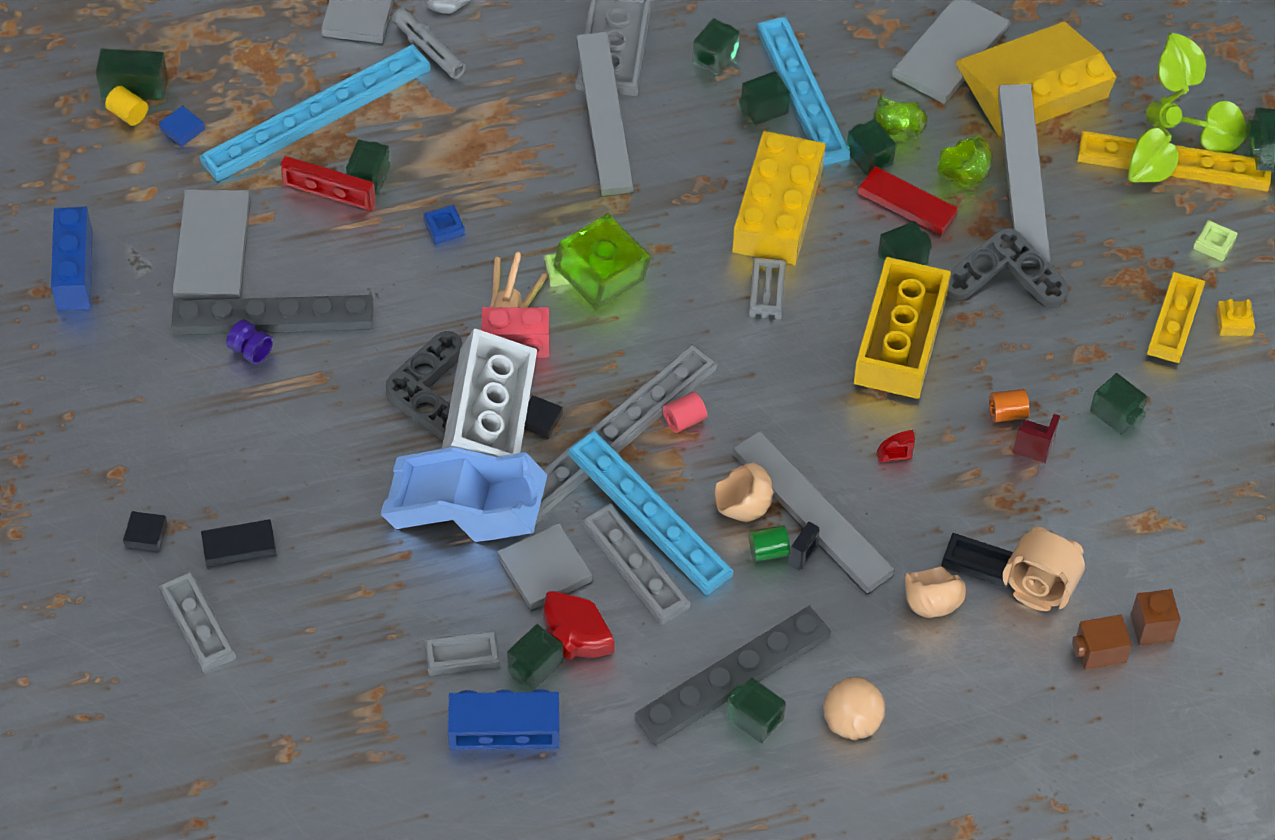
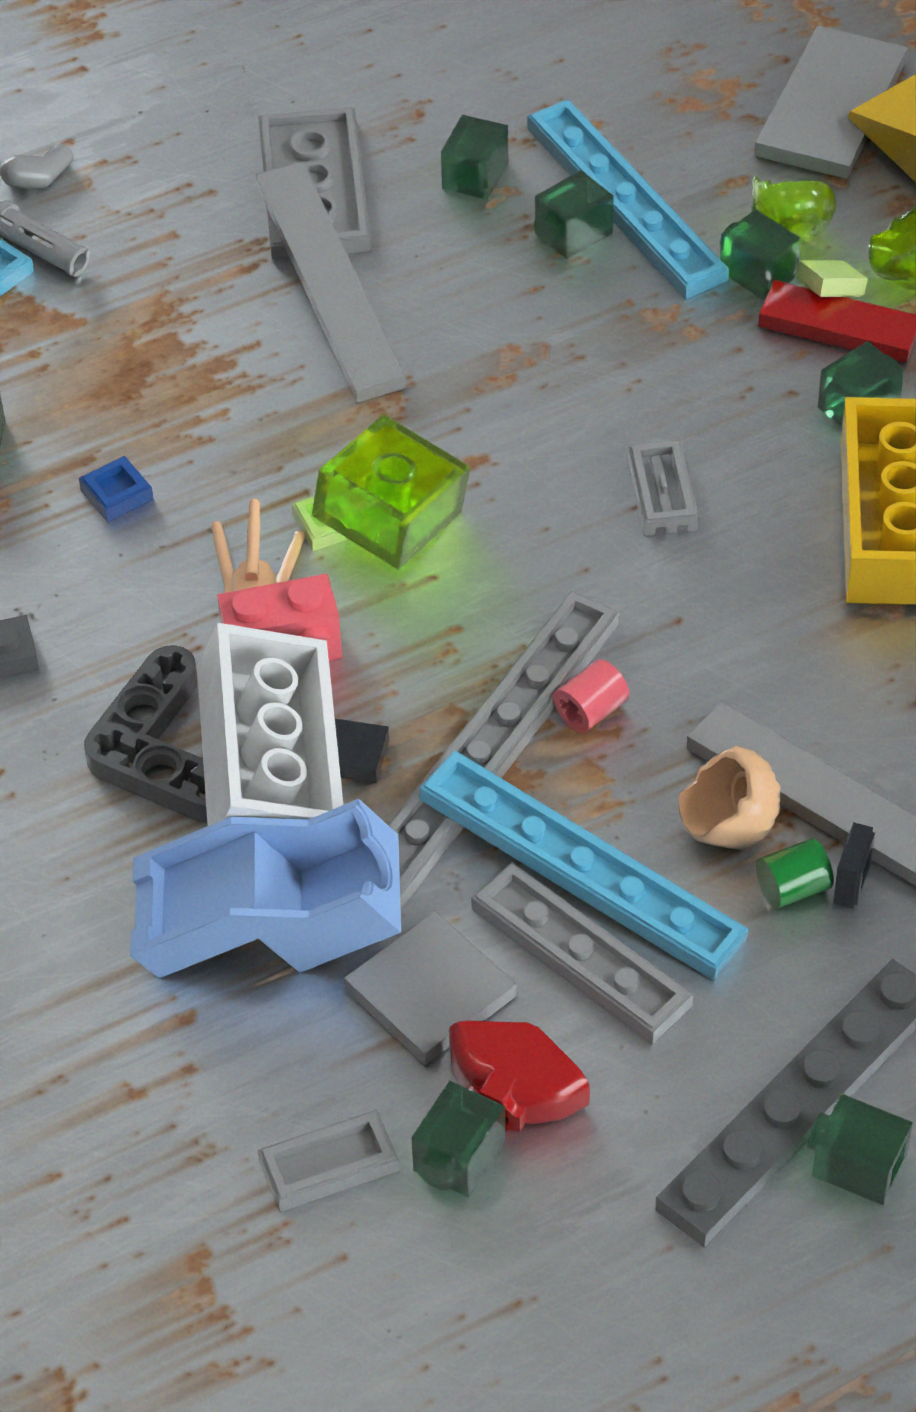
camera: 10 degrees left, 5 degrees down
(503, 720) = (435, 1257): blue brick -> none
(779, 197) = (642, 350): yellow brick -> none
(910, 172) = (831, 278): none -> yellowish green tile

